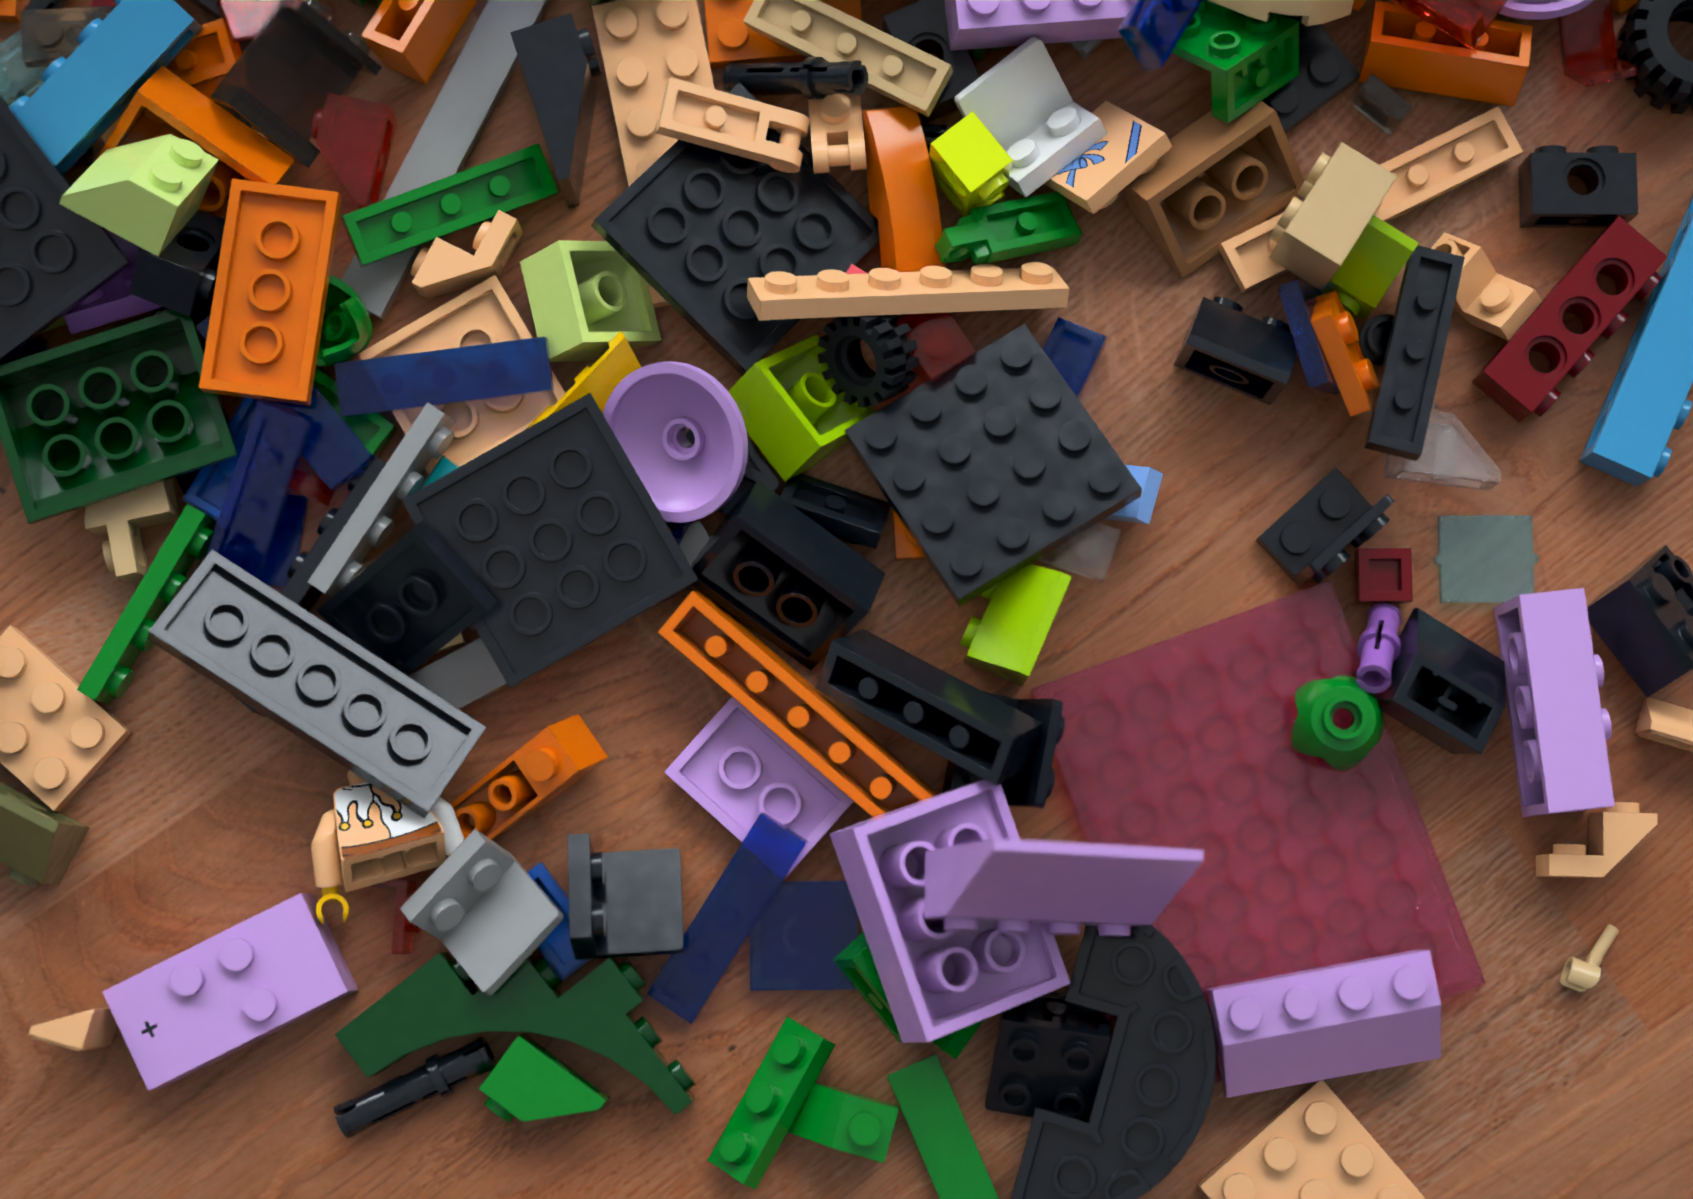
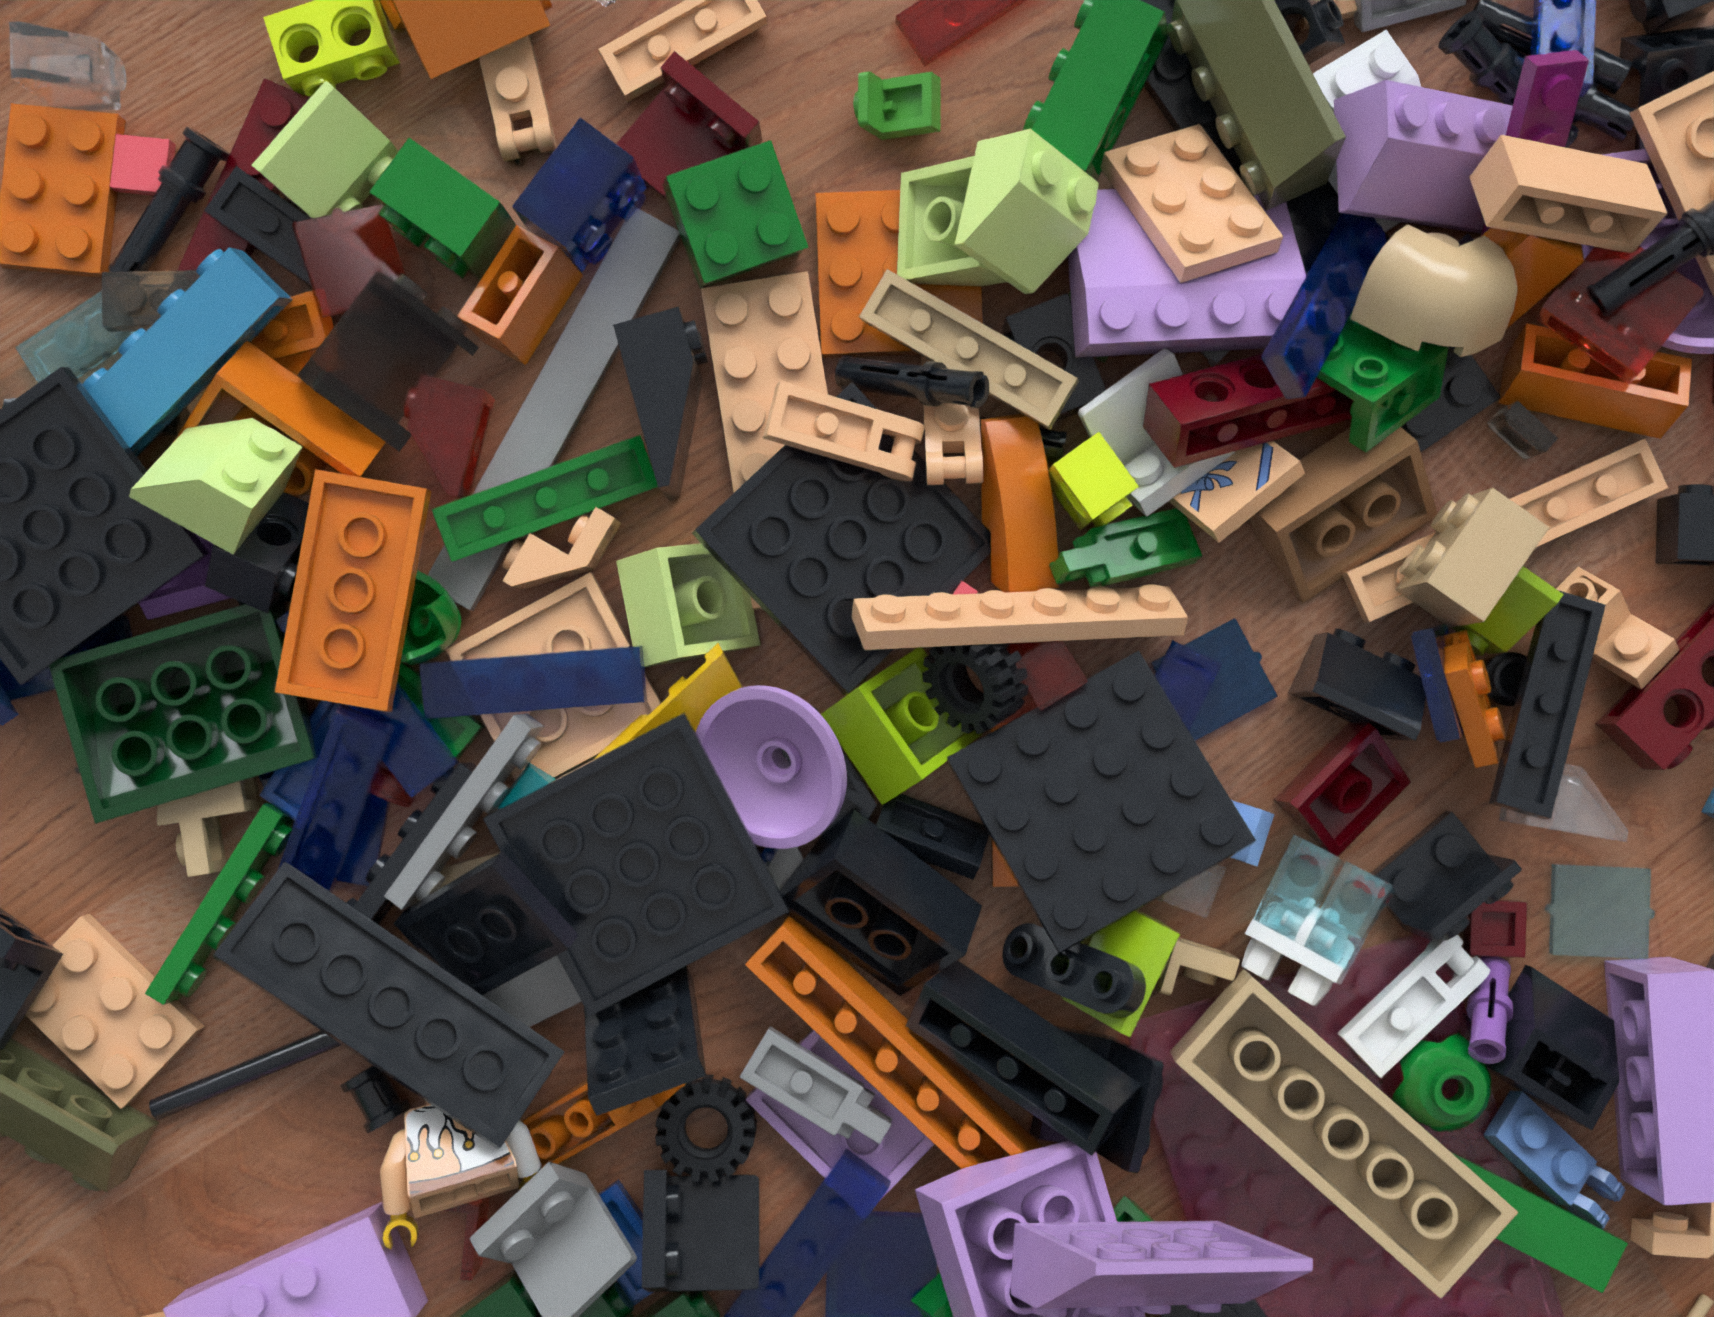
camera: 10 degrees right, 5 degrees up
(181, 769) = (241, 1074): none -> black bar
(302, 786) = (375, 1097): none -> black bush
(562, 705) = (644, 1044): none -> black plate
(594, 795) = (706, 1161): none -> black tyre
(728, 750) = (814, 1088): none -> light grey hinge
(977, 627) = (1086, 975): none -> black plate
(1100, 618) = (1201, 964): none -> tan bracket
(1103, 90) = (1233, 410): none -> dark red brick
(1125, 357) = (1239, 683): none -> clear blue piece
(1206, 569) = (1317, 938): none -> clear light blue hips
(1232, 450) = (1344, 787): none -> dark red slope
(1238, 761) = (1343, 1134): none -> tan brick
(1303, 646) = (1412, 1005): none -> white plate
(1413, 845) = (1555, 1234): none -> green tile
(1451, 794) = (1551, 1157): none -> medium blue hinge

